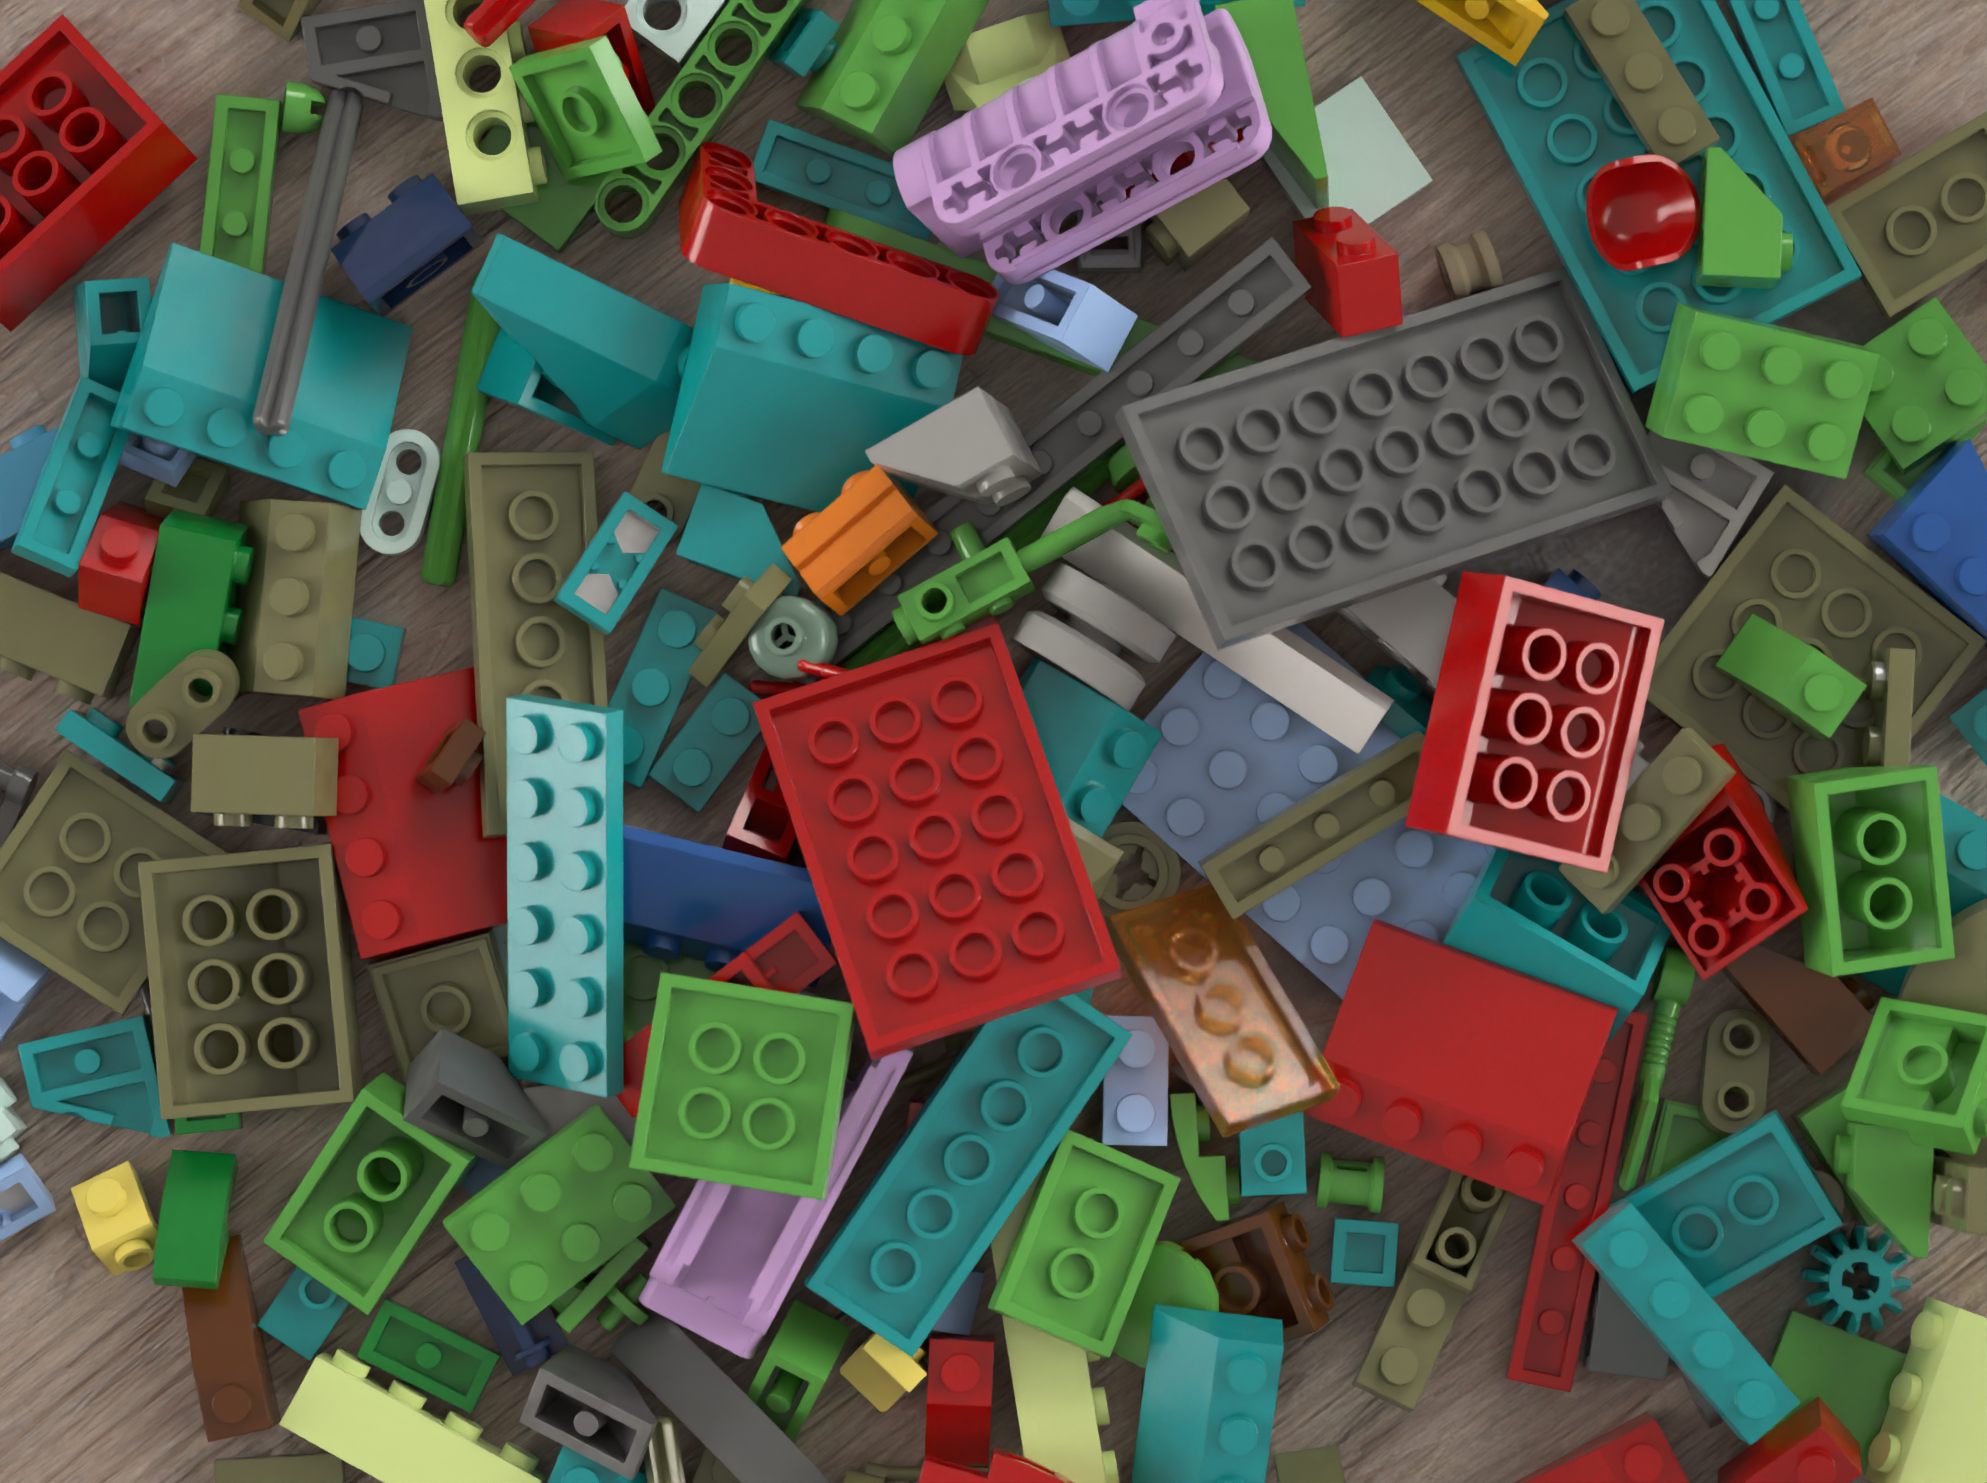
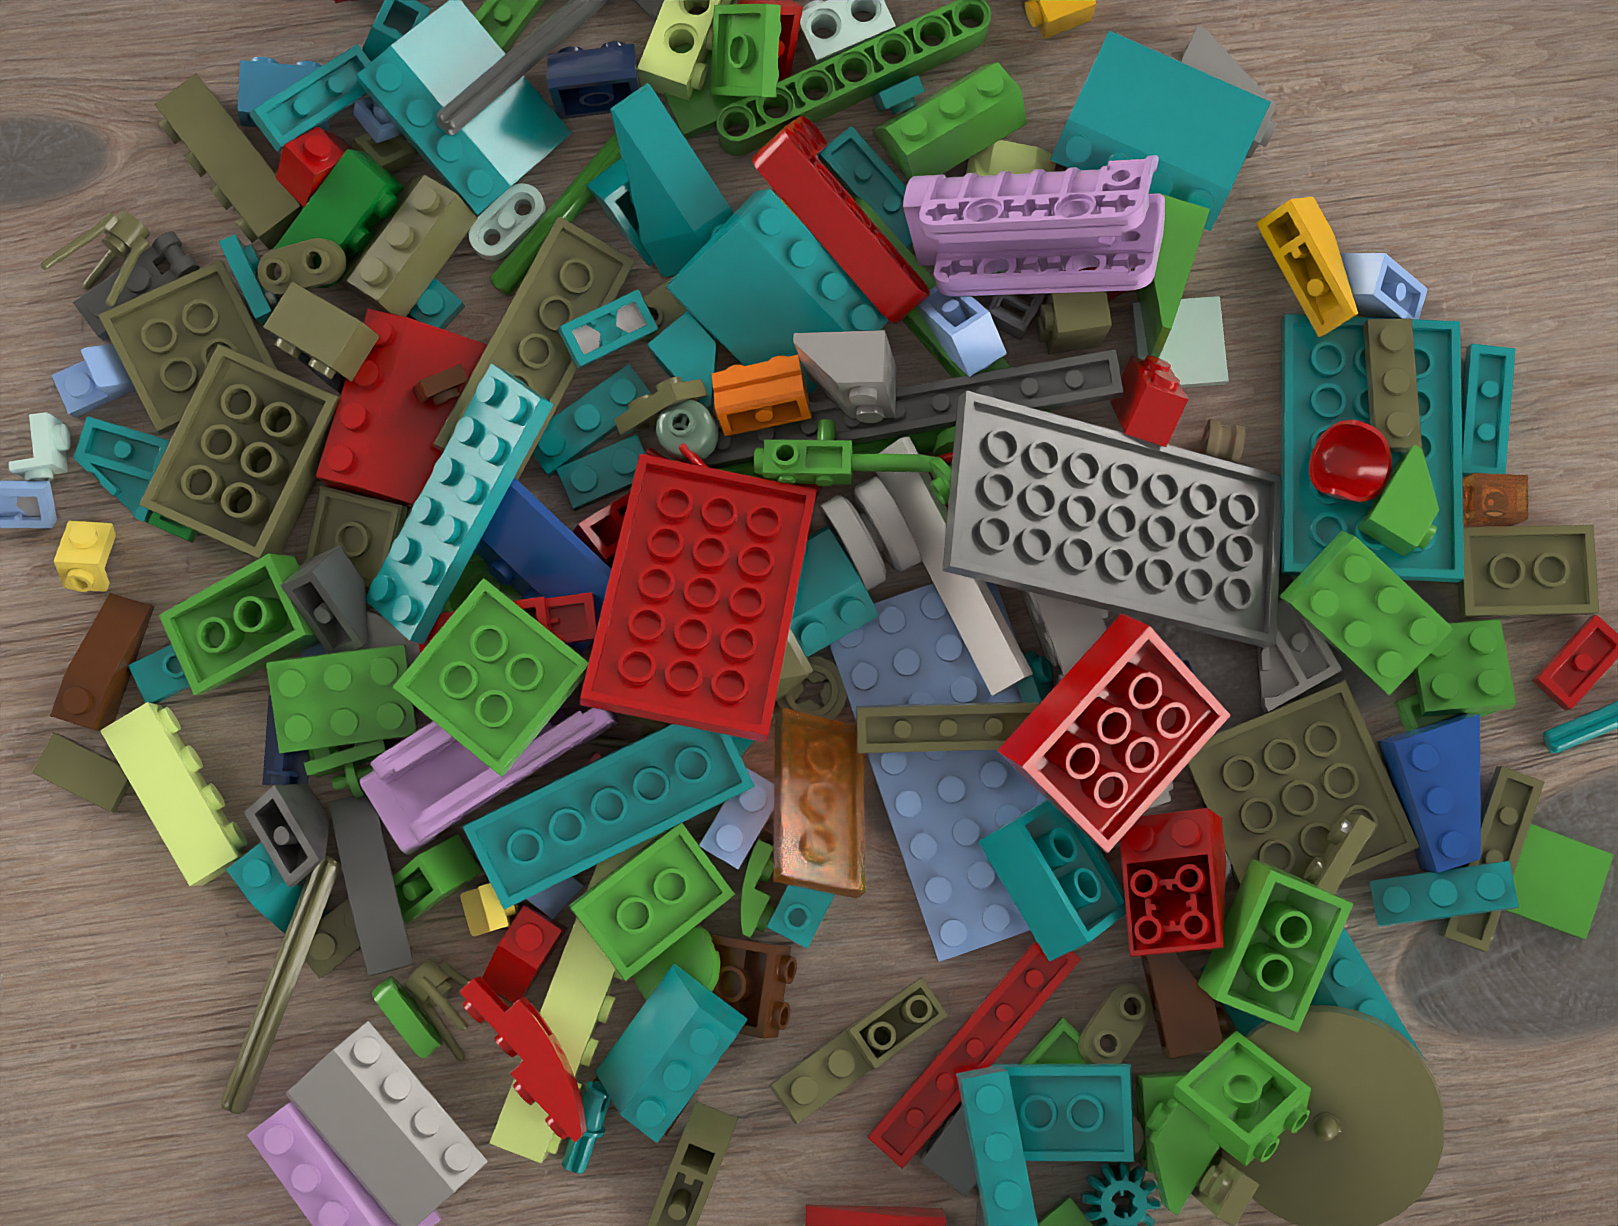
camera: 30 degrees right, 5 degrees down
(194, 1218) = (126, 577): green slope -> none
(429, 1355) = (219, 742): green plate -> none
(1350, 1182) = (839, 958): bright green bush -> none
(1363, 1252) = (823, 1006): teal plate -> none
(1463, 1061) = (951, 921): red slope -> none
(1654, 816) = (1156, 835): olive plate -> none
(1671, 992) = (1103, 953): bright green piece -> none
(1790, 677) = (1287, 799): bright green slope -> none

